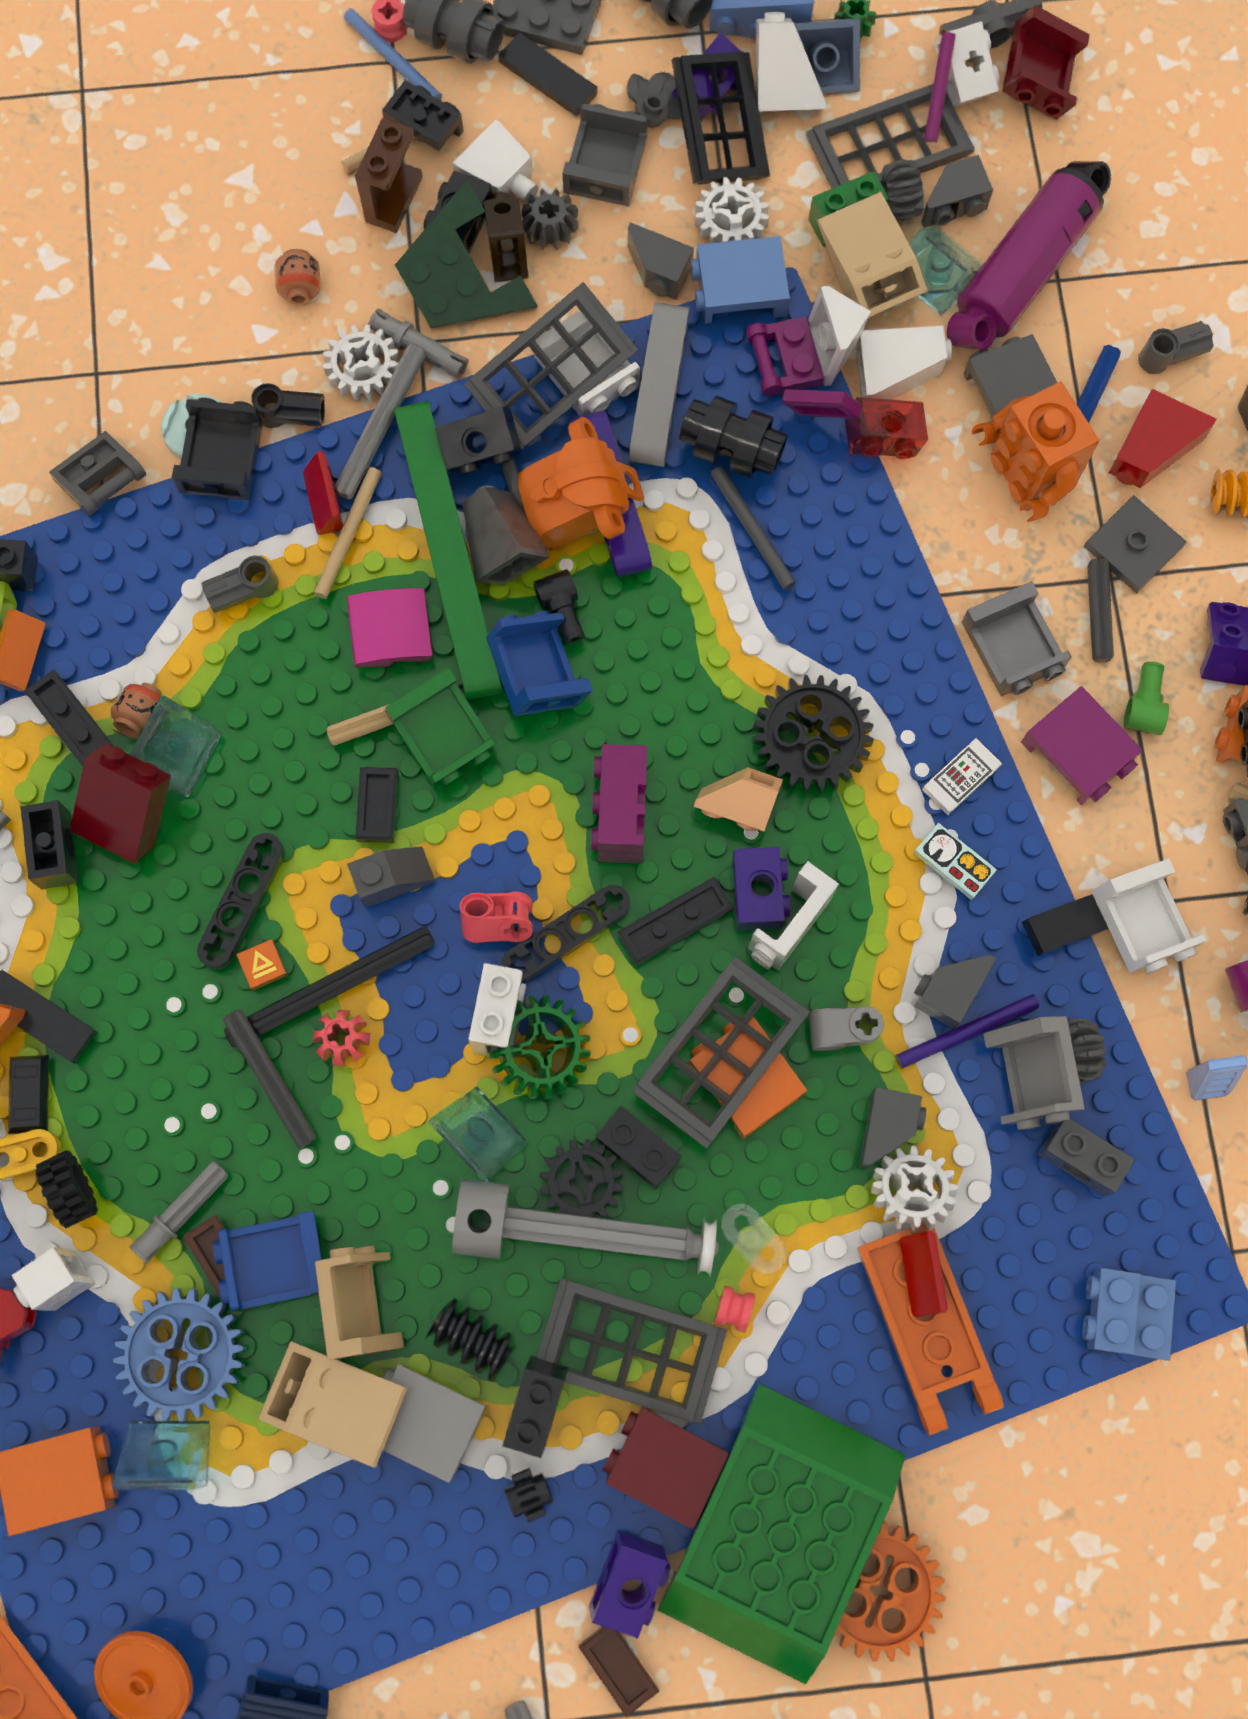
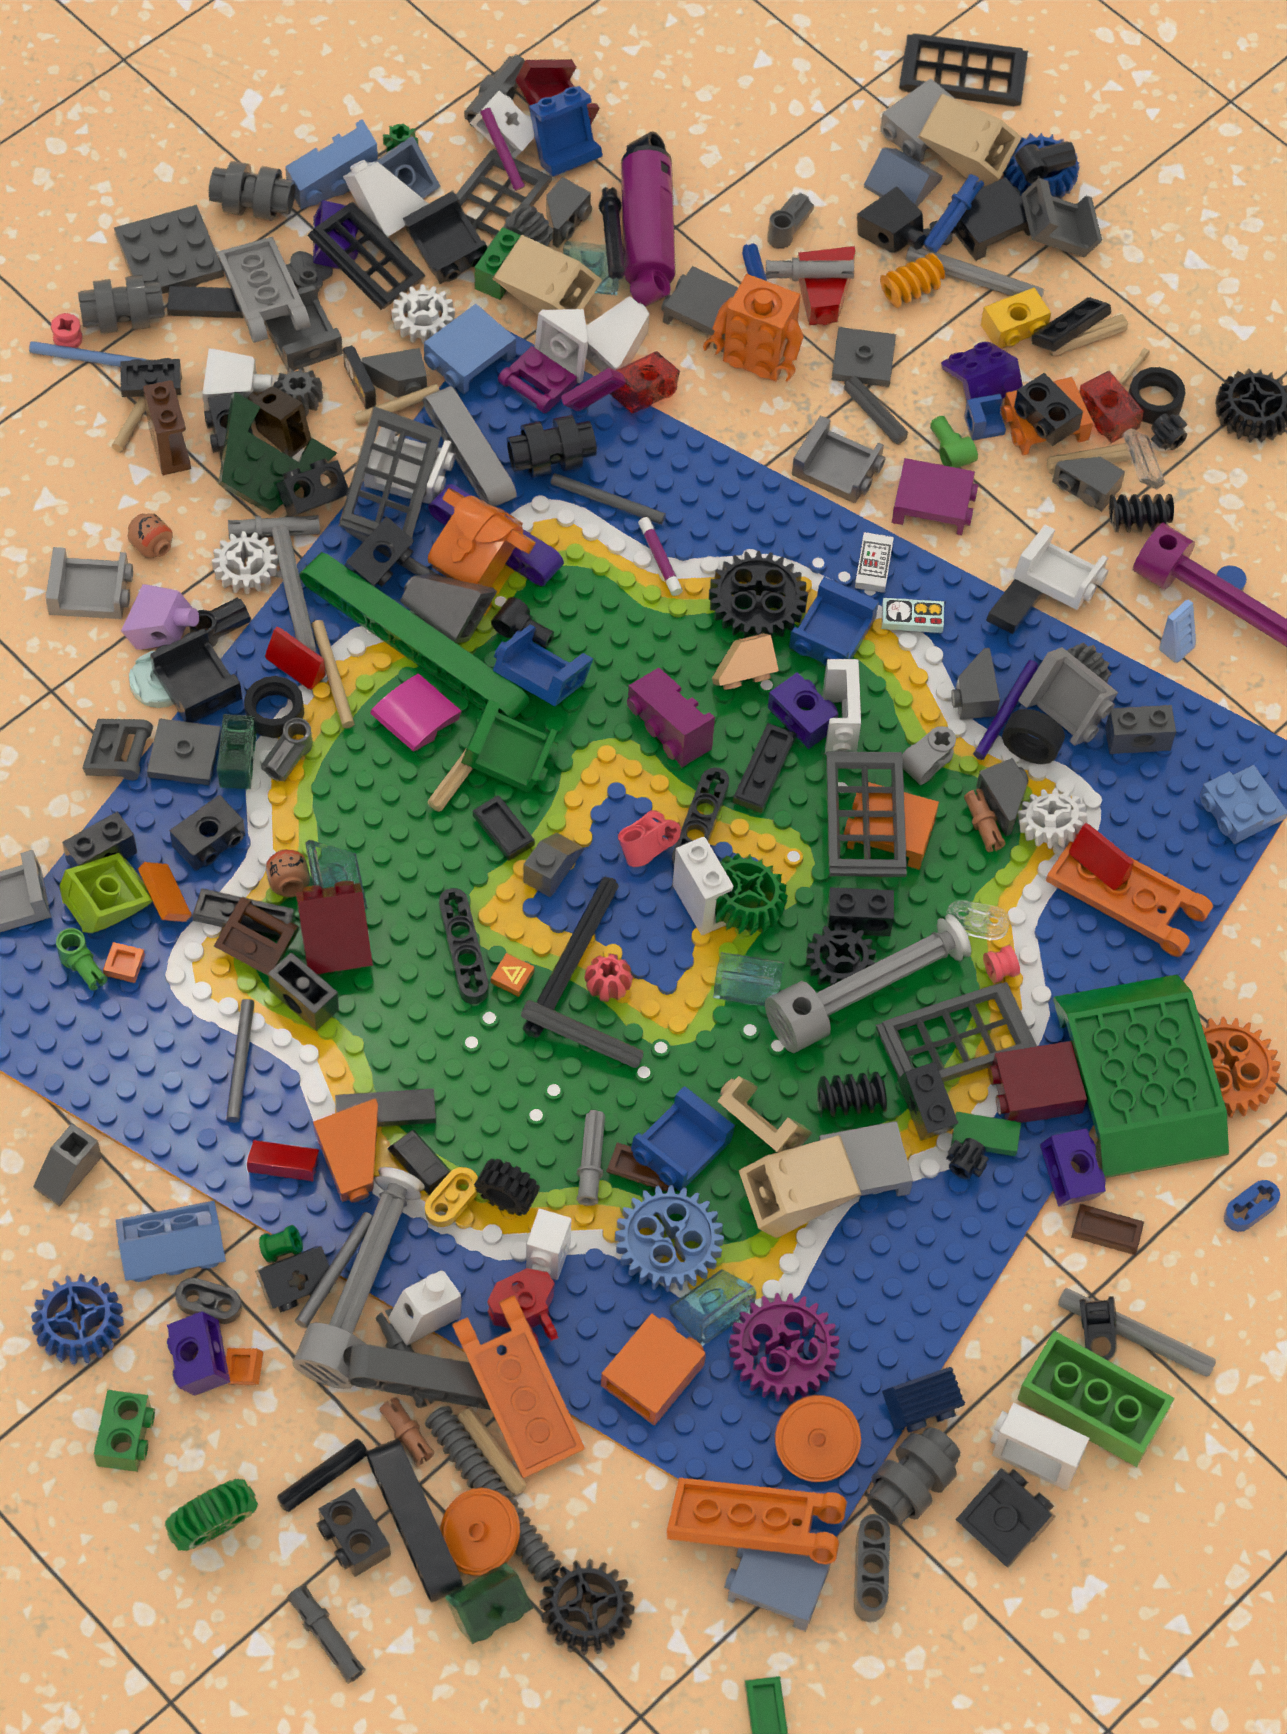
camera: 40 degrees left, 15 degrees down
(45, 759) = (249, 945): none -> reddish brown plate
(82, 608) = (215, 818): none -> black brick
(151, 518) = (184, 751): none -> dark grey plate
(185, 1593) = (797, 1372): none -> magenta gear
(187, 553) = (237, 751): none -> clear green brick
(203, 288) = (88, 586): none -> light grey panel
(233, 366) = (158, 617): none -> lavender torso
(258, 505) = (273, 686): none -> black tyre
(477, 337) = (314, 492): none -> black brick
(574, 1478) = (994, 1134): none -> green tile
(596, 87) = (262, 286): none -> light grey hinge
(618, 242) = (359, 377): none -> black tile
(632, 292) = (398, 403): none -> tan bar
(754, 624) = (660, 556): none -> magenta bar
(814, 146) = (445, 237): none -> black panel
(846, 1137) = (984, 820): none -> nougat pin
(863, 819) = (834, 623): none -> blue panel
(963, 1087) = (1039, 725): none -> black tyre
(1002, 219) = (610, 207): none -> black axle
(1017, 106) = (564, 131): none -> blue panel
(1140, 411) = (809, 269): none -> light grey pin
(1206, 694) = (984, 417): none -> blue panel

